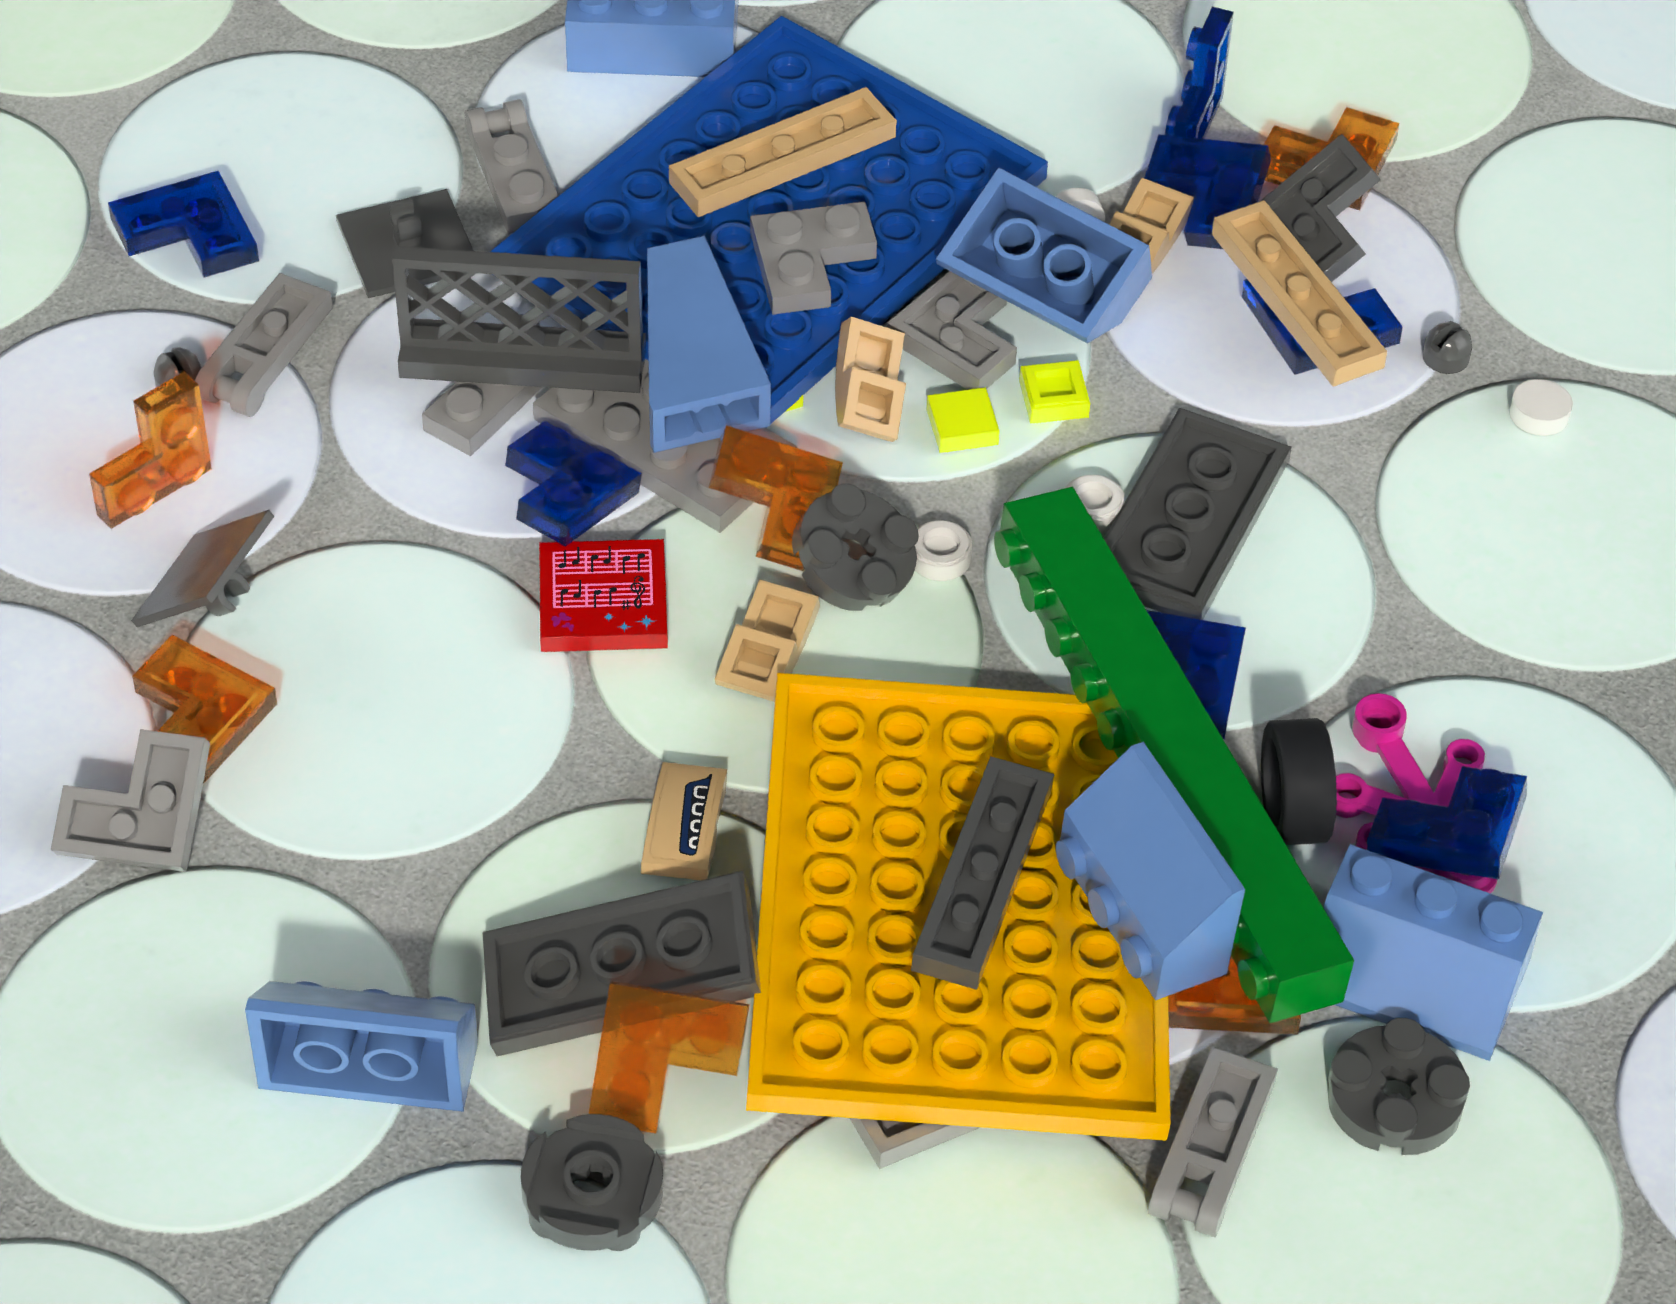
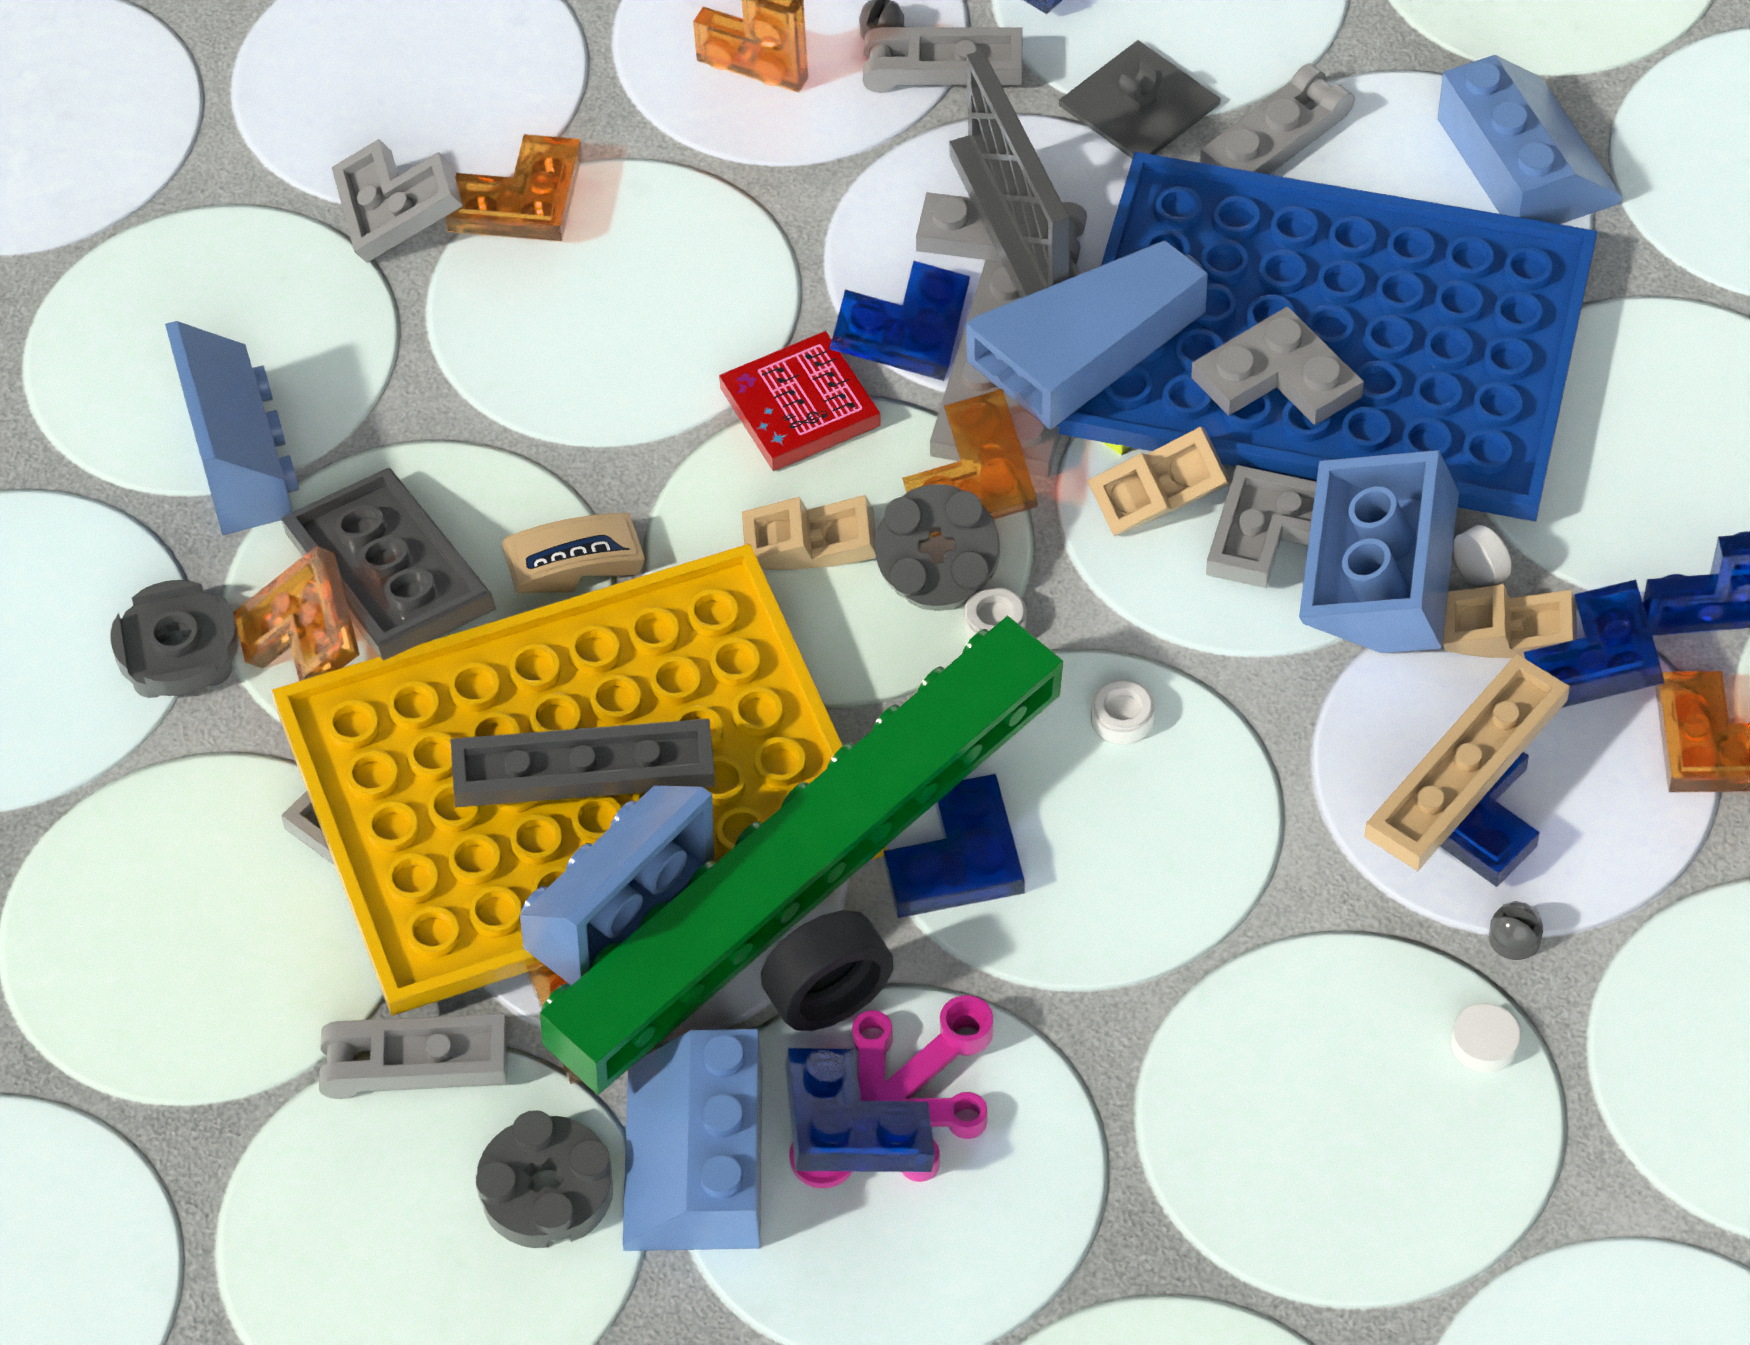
camera: 70 degrees right, 5 degrees up
(204, 570) = (655, 130): dark grey piece -> none
(782, 151) = (1390, 297): tan plate -> none
(962, 420) = (1166, 574): neon yellow tile -> none
(1054, 391) = (1250, 631): neon yellow tile -> none
(1193, 511) = (1155, 792): dark grey tile -> none
(1318, 194) = (1614, 736): dark grey plate -> none

